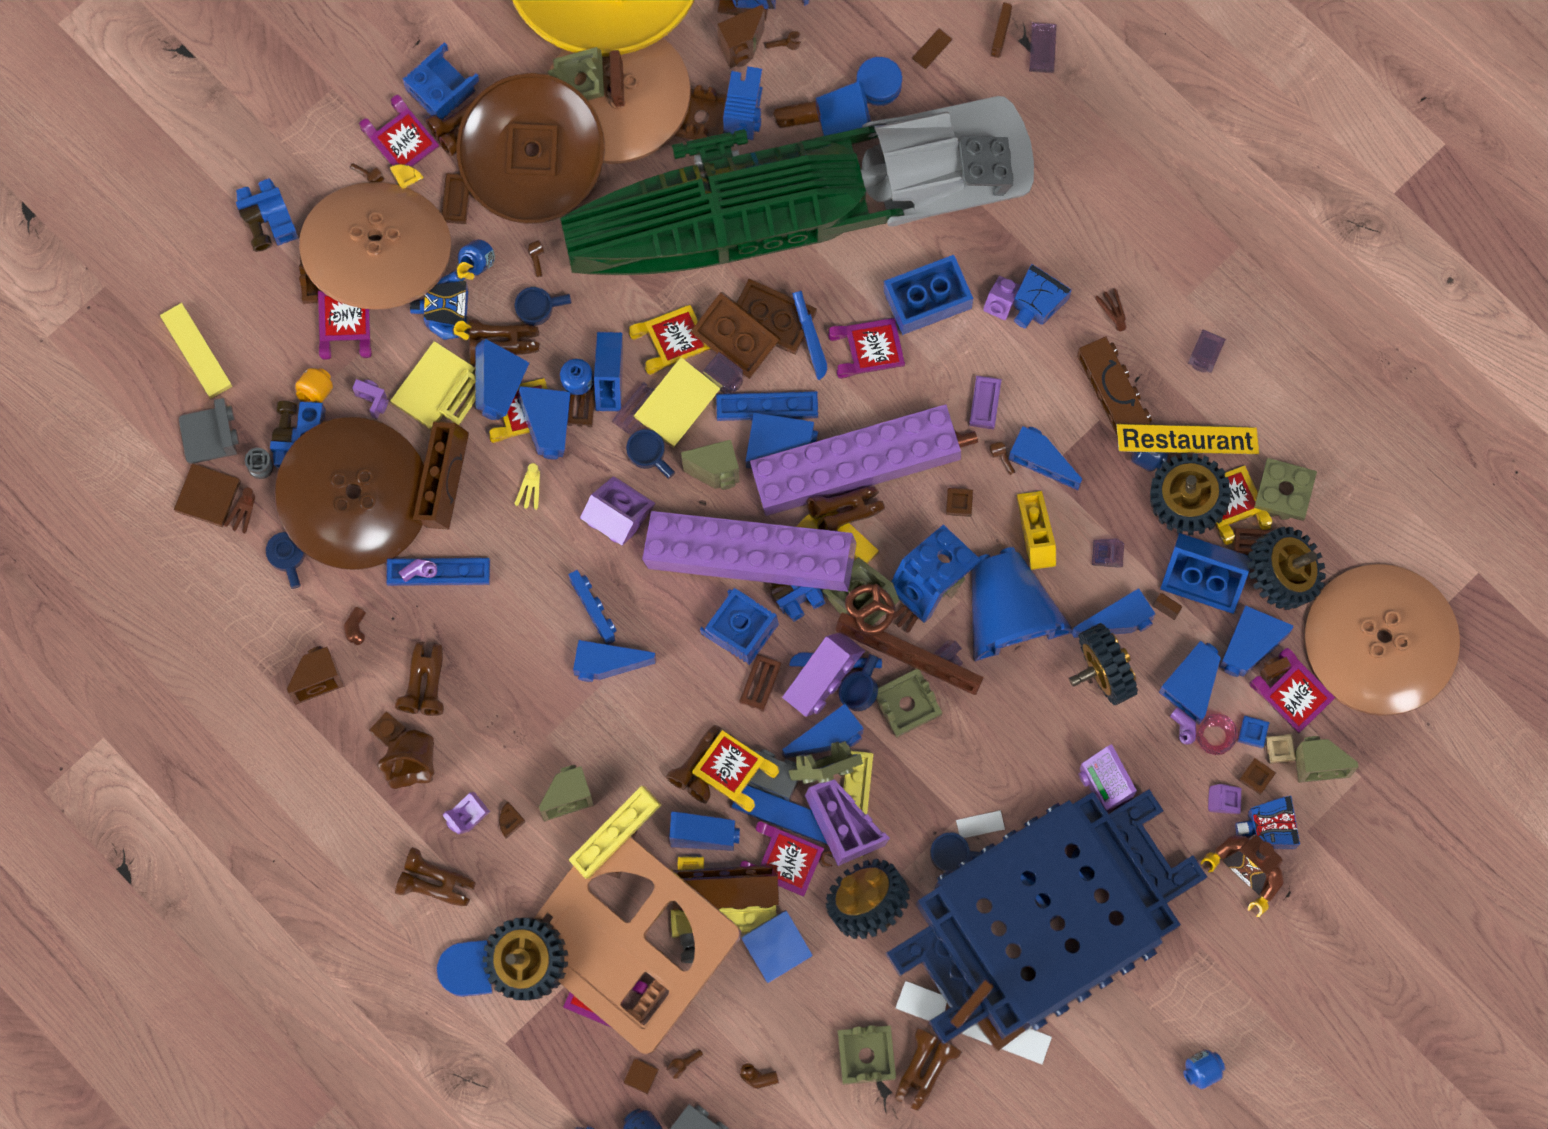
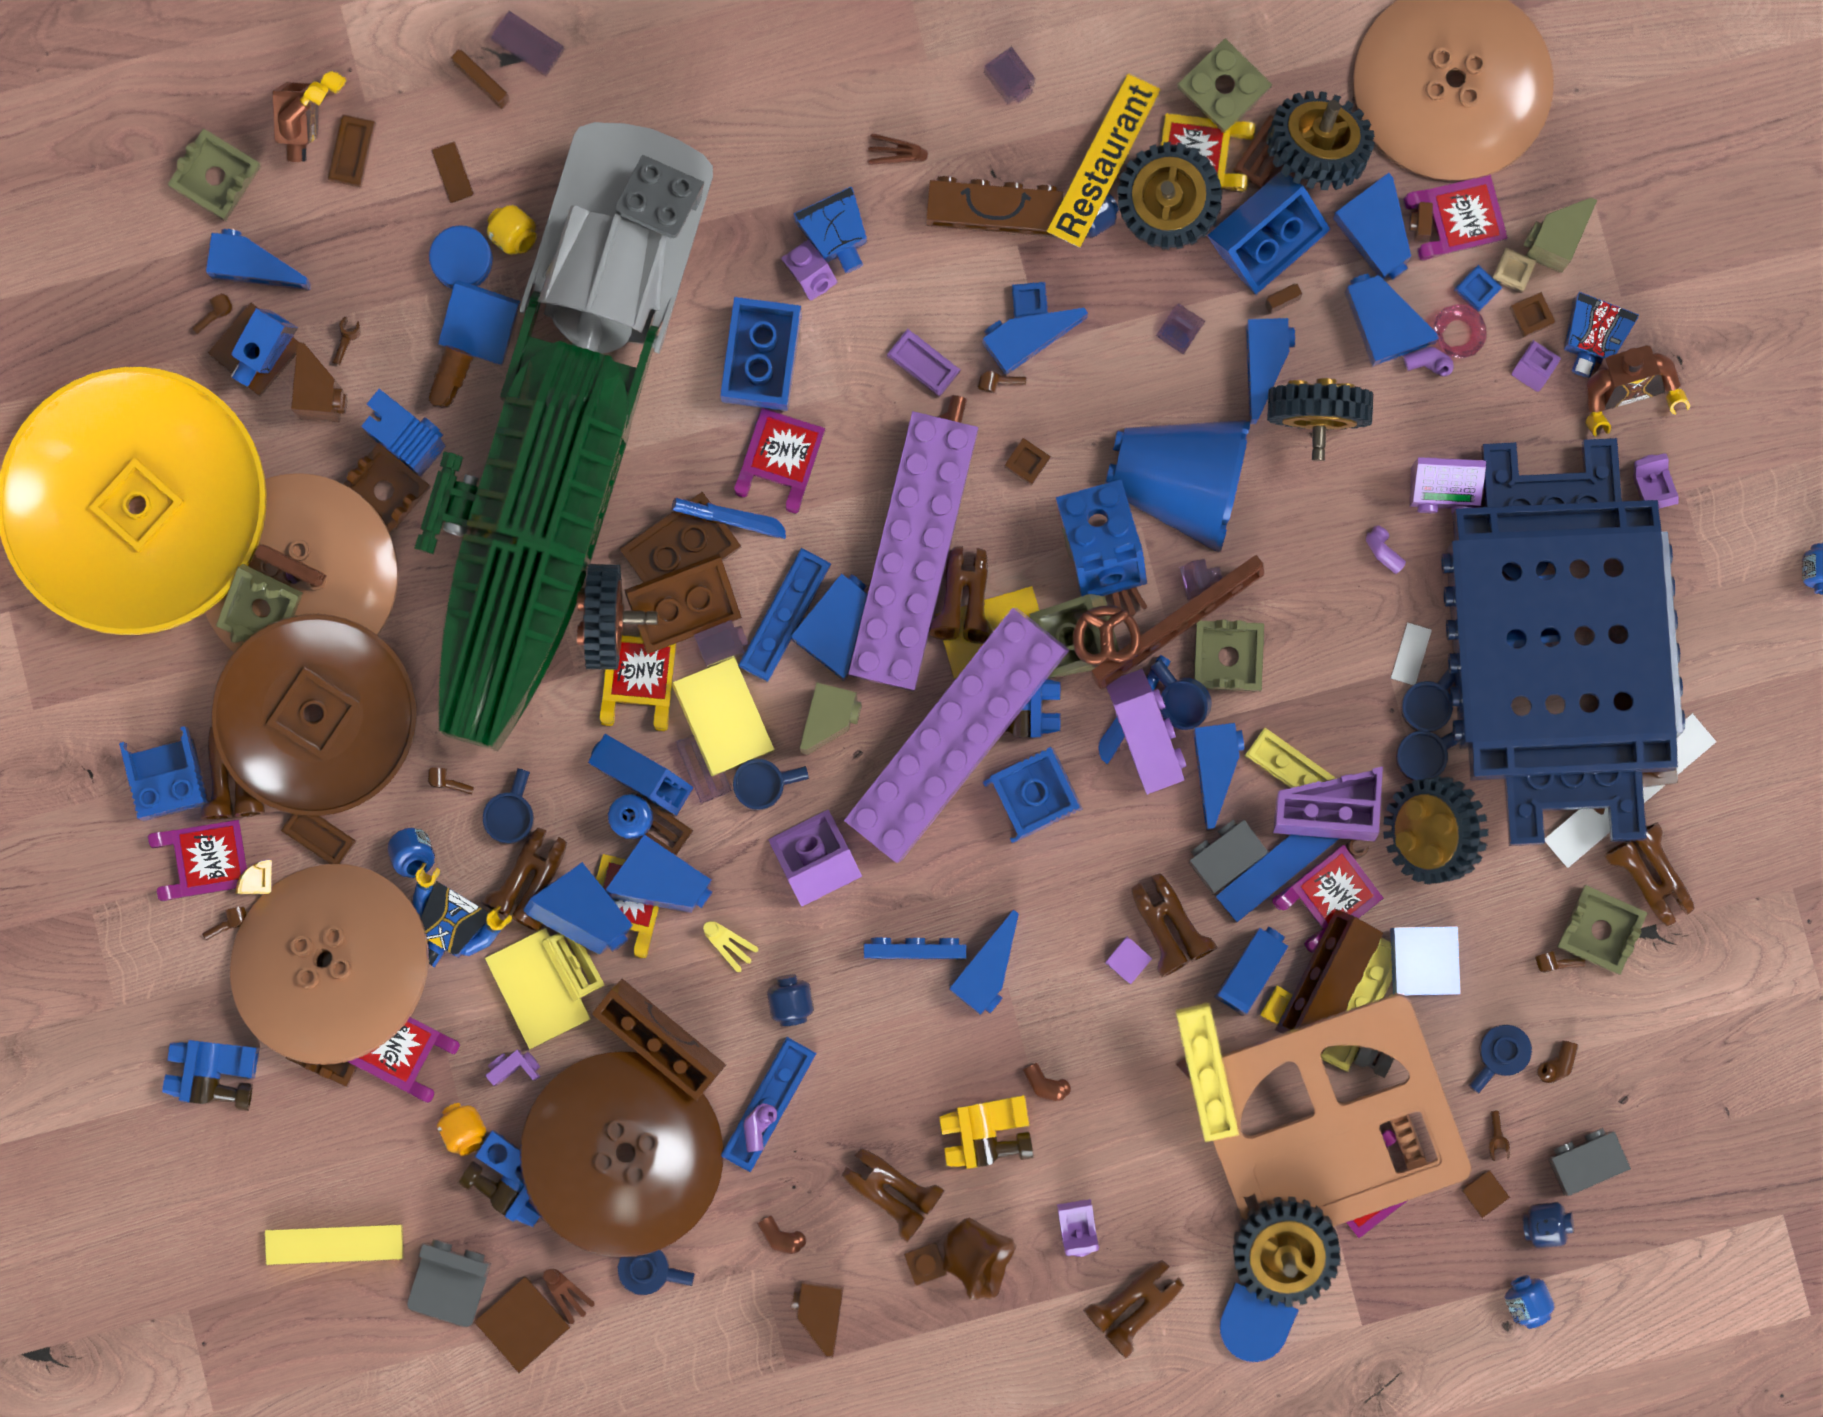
camera: 60 degrees left, 10 degrees up
(261, 468) = (525, 1241): dark grey wheel -> none
(496, 712) = (978, 1132): none -> yellow hips
(510, 820) = (1110, 1181): reddish brown tile -> none
(514, 545) = (790, 1000): none -> dark blue head
(549, 743) = (1045, 1087): none -> copper arm
(566, 794) = (1122, 1100): olive slope -> none
(665, 749) = (1128, 960): none -> medium lavender slope
(696, 287) = (605, 616): none -> black wheel
(730, 767) = (1198, 899): flag -> none
(745, 1035) = (1504, 1052): none -> dark blue piece
(753, 703) = (1128, 830): copper tile -> none
(823, 769) = (1260, 778): olive piece -> none
(823, 1030) = (1547, 962): none -> reddish brown hand
(915, 99) = (511, 229): none -> yellow head
(916, 867) = (1424, 754): none -> dark blue piece
(972, 1003) = (1630, 783): reddish brown tile -> none
(1036, 766) = (1382, 552): none -> medium lavender arm
(1037, 530) = (1110, 393): yellow slope -> none
(1068, 445) = (1029, 299): none -> blue tile
(1195, 920) = (1654, 480): none -> medium lavender bracket

